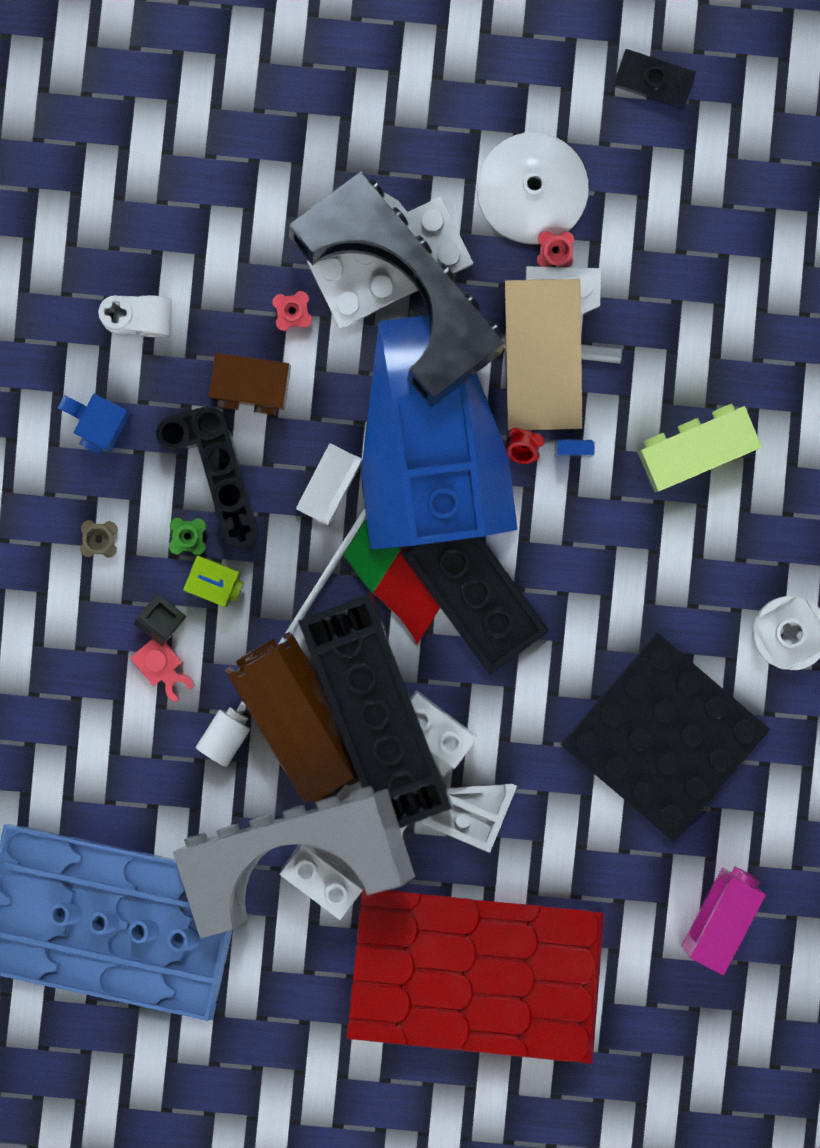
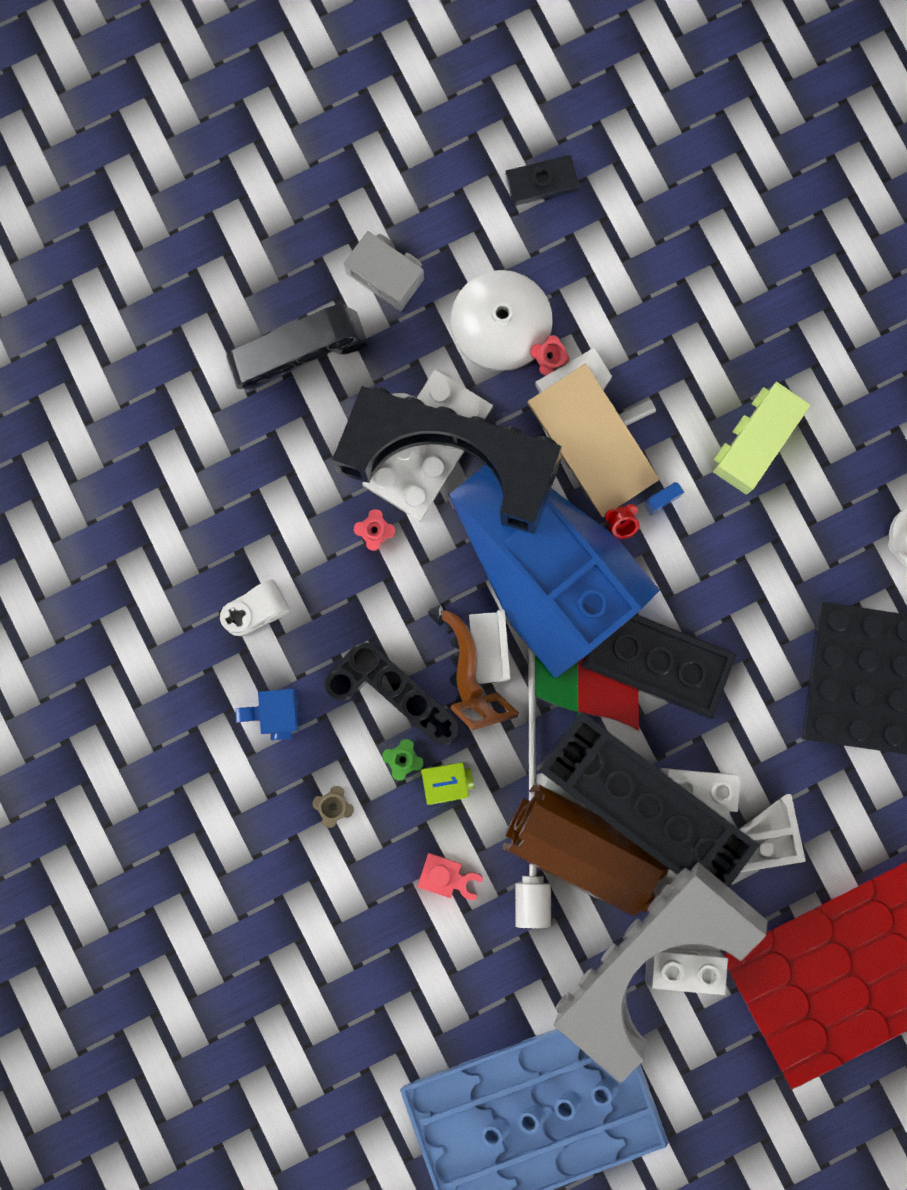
camera: 25 degrees left, 5 degrees down
(159, 619) = (422, 841): pearl dark grey tile -> none
(249, 382) = (376, 606): reddish brown brick -> none
(290, 497) = (465, 679): none -> dark orange piece
(326, 94) = (314, 336): none -> black beam
(452, 73) = (384, 270): none -> light grey brick

